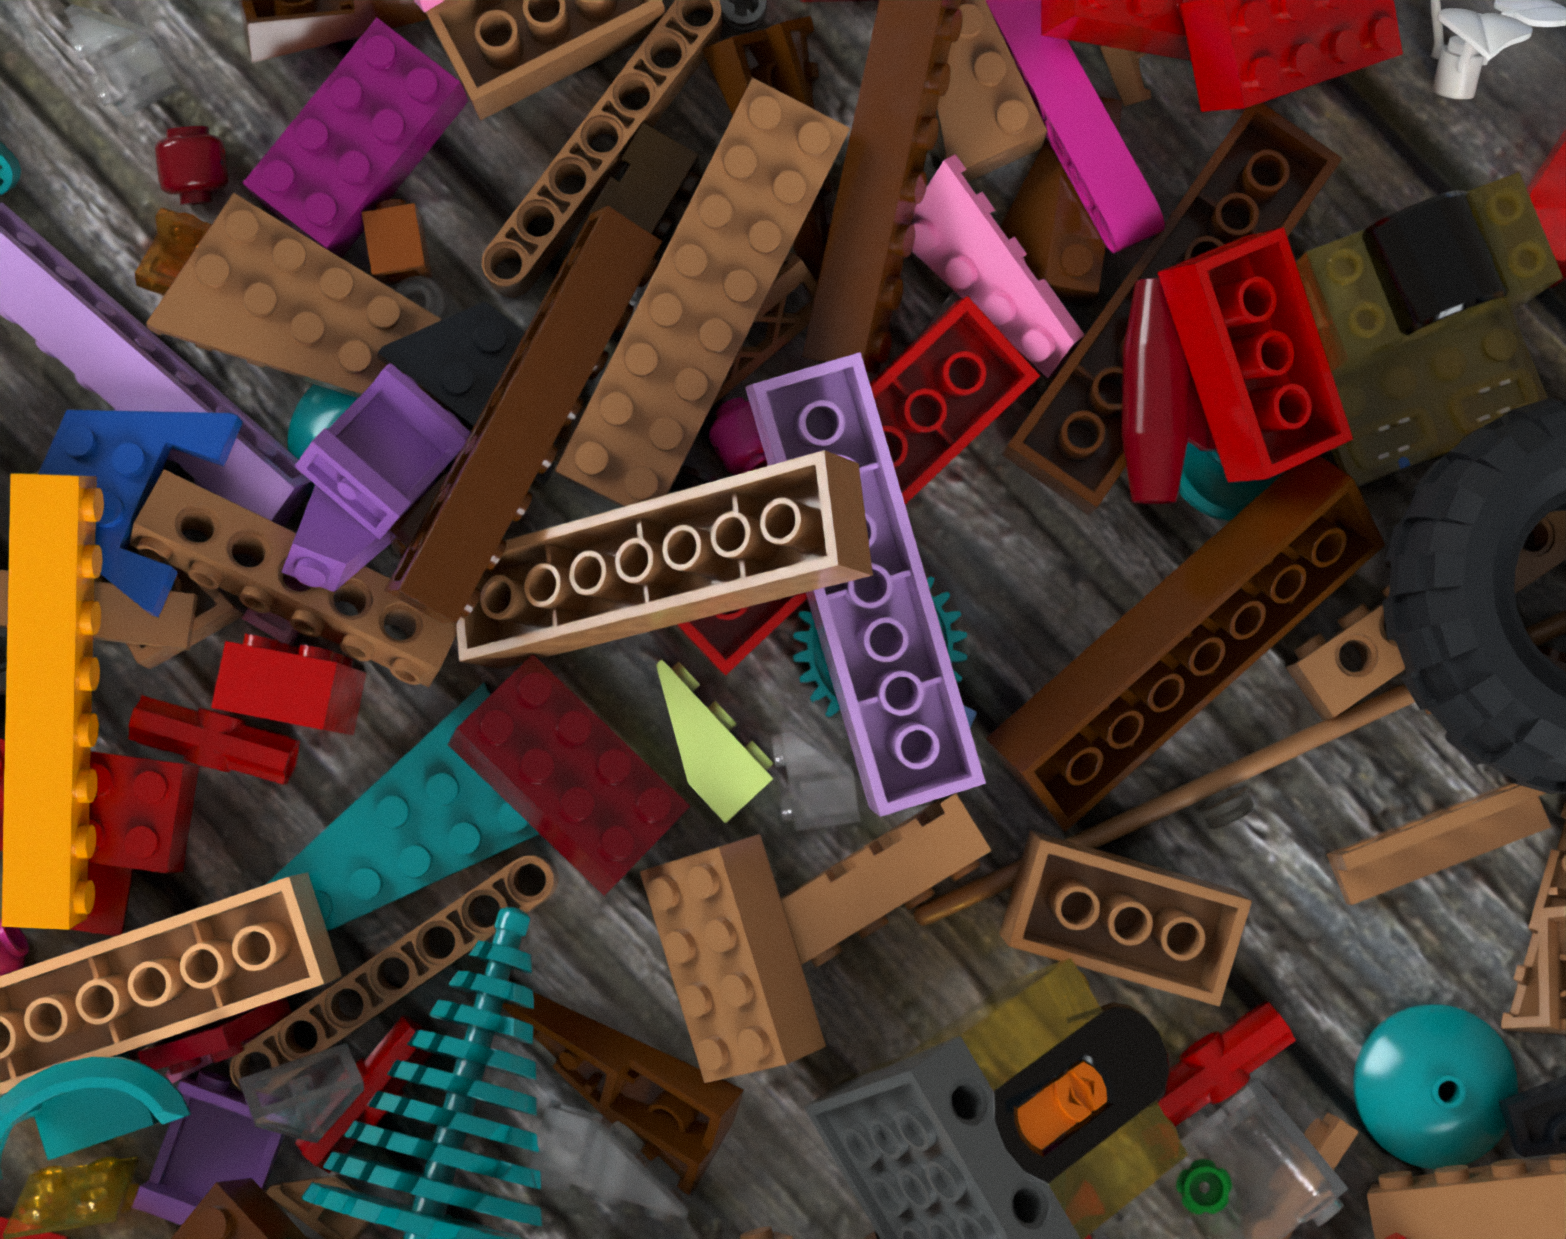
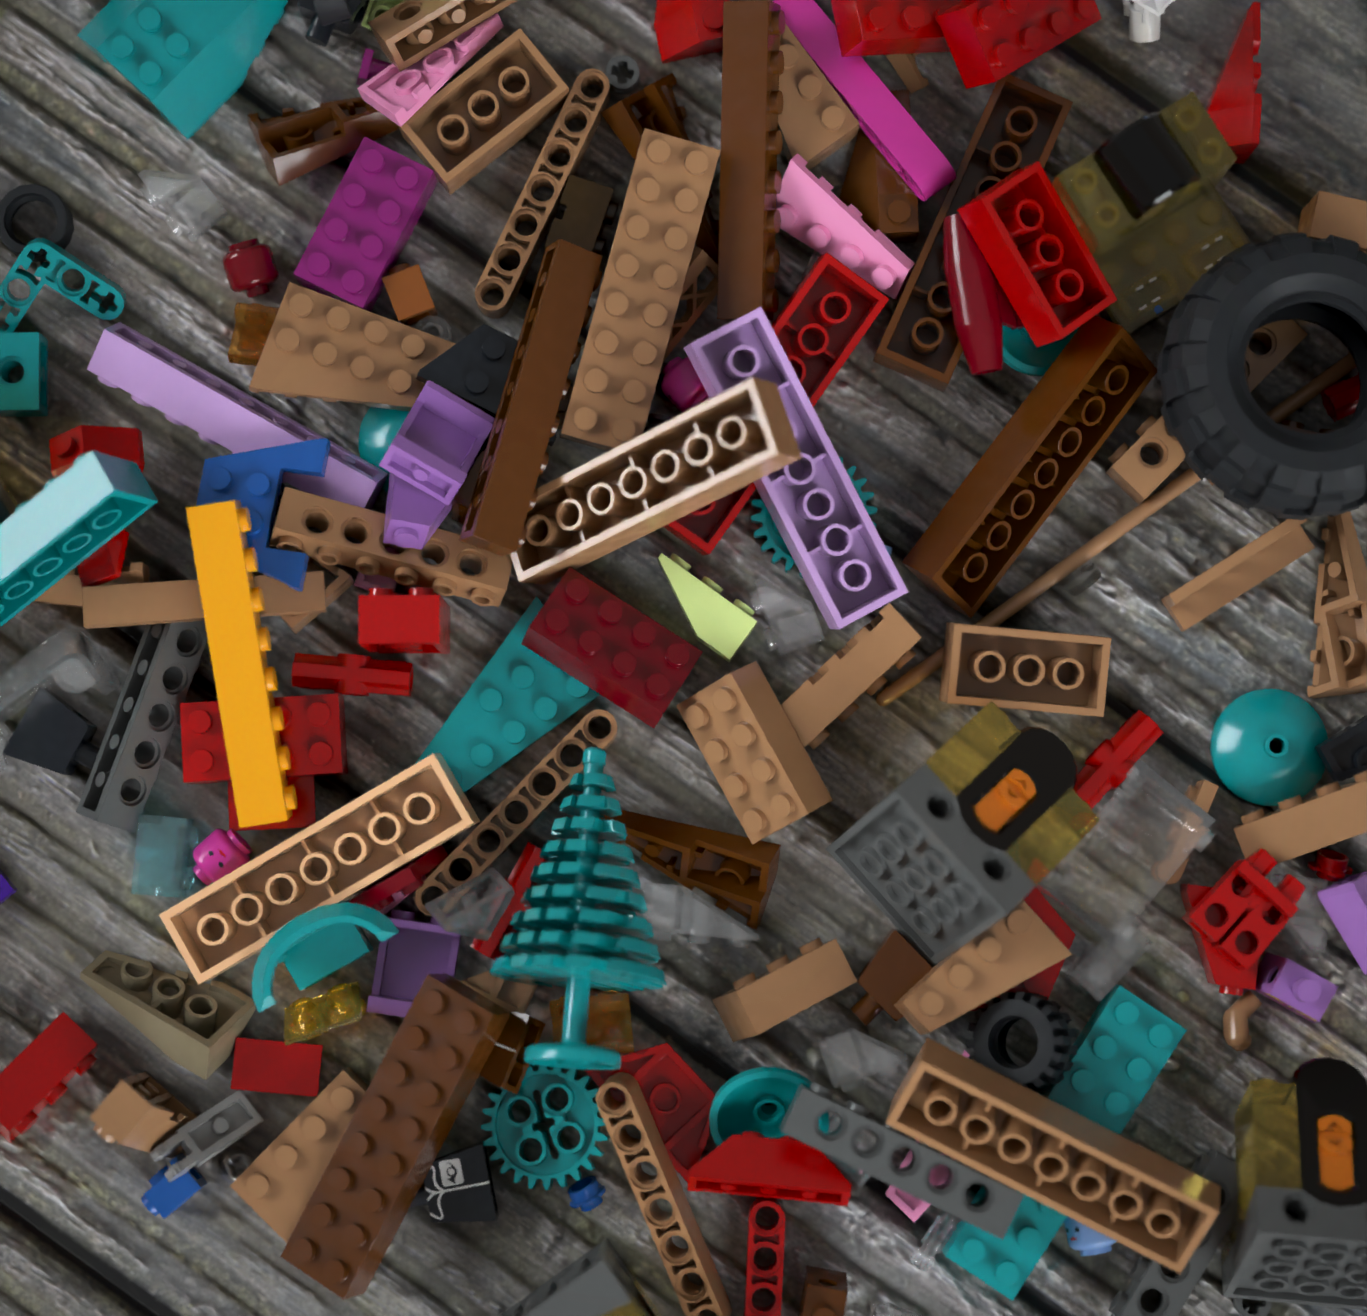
camera: 10 degrees left, 0 degrees up
(1219, 1187) = (1127, 840): green plate -> none

